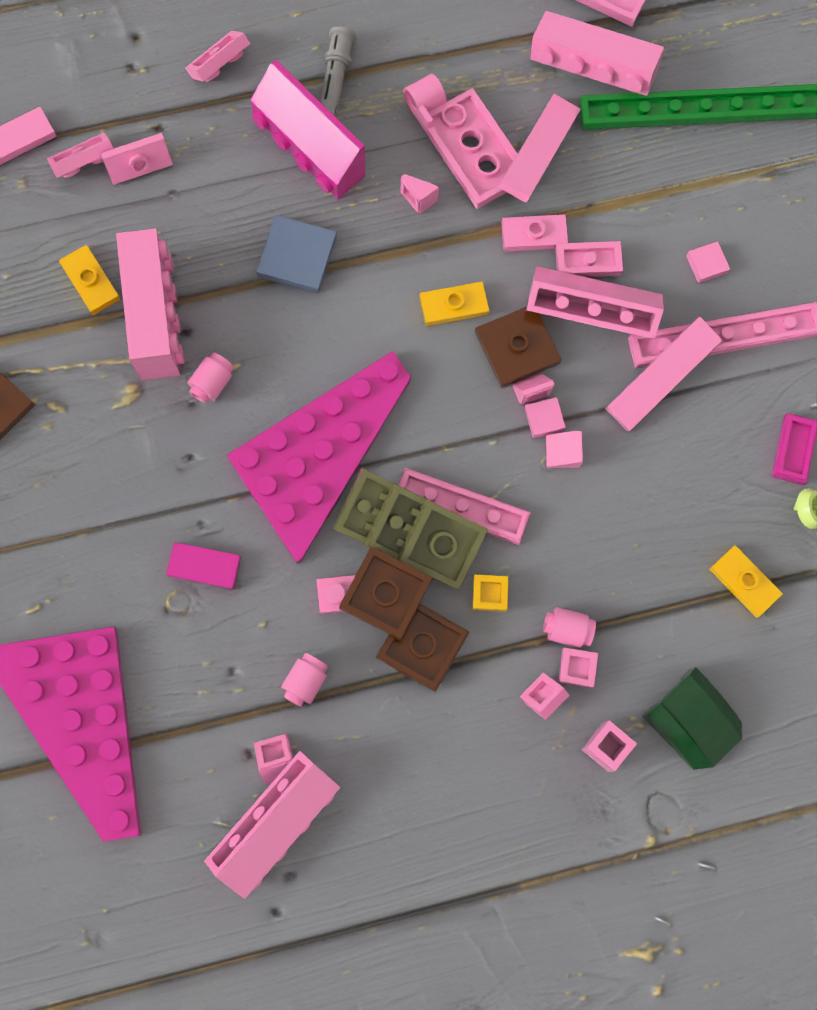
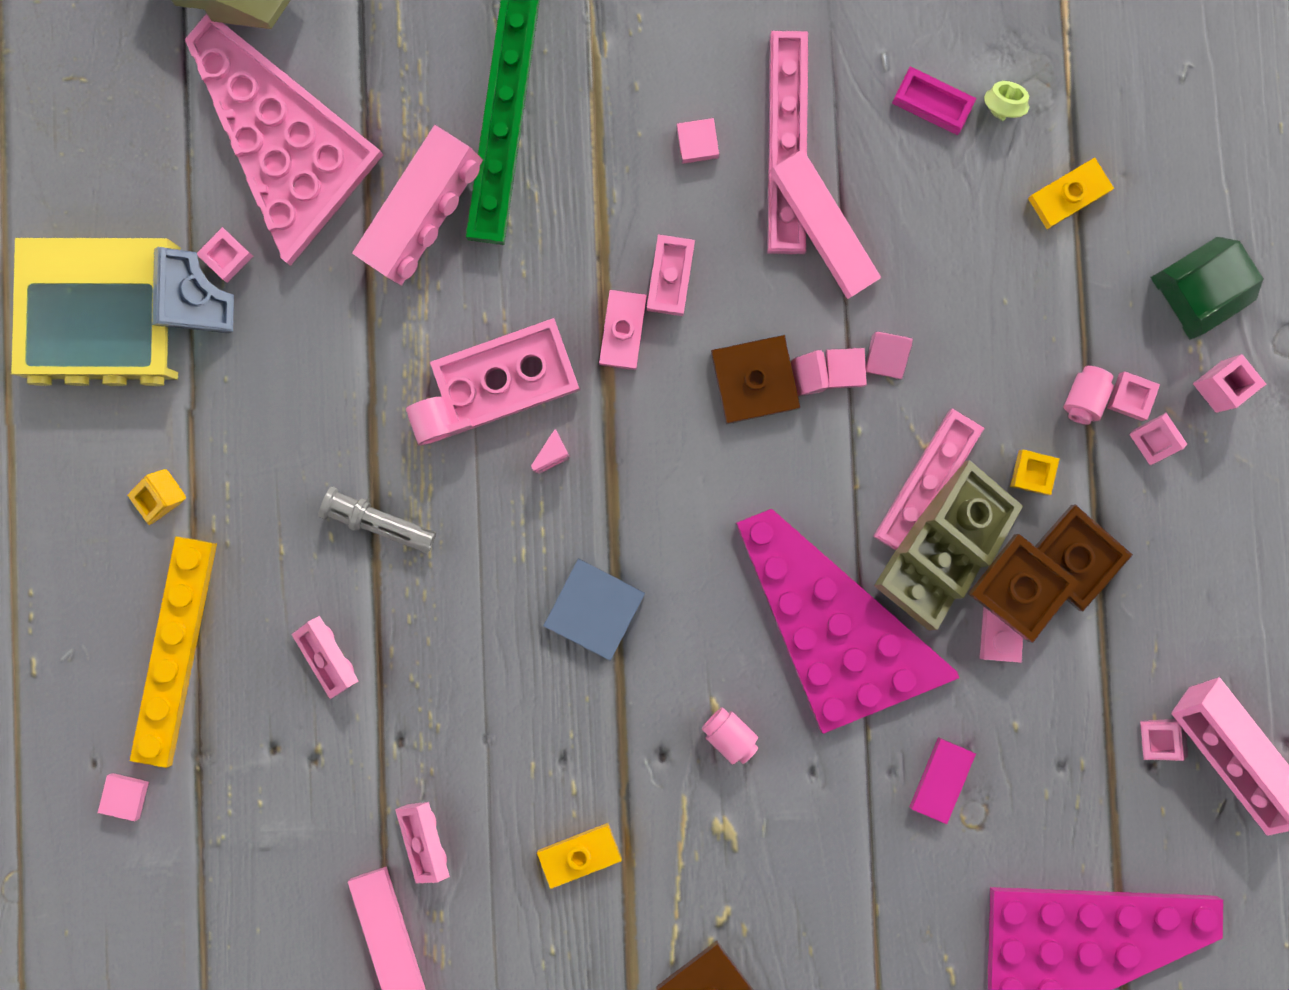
camera: 75 degrees left, 10 degrees up
(137, 158) = (441, 776): bright pink plate -> none
(149, 304) = (636, 793): bright pink brick -> none
(304, 680) = (1093, 693): bright pink brick -> none
(308, 131) = (452, 569): slope -> none
(454, 303) = (691, 441): yellow plate -> none
(539, 148) = (524, 300): bright pink tile -> none
(595, 302) = (729, 280): bright pink brick -> none

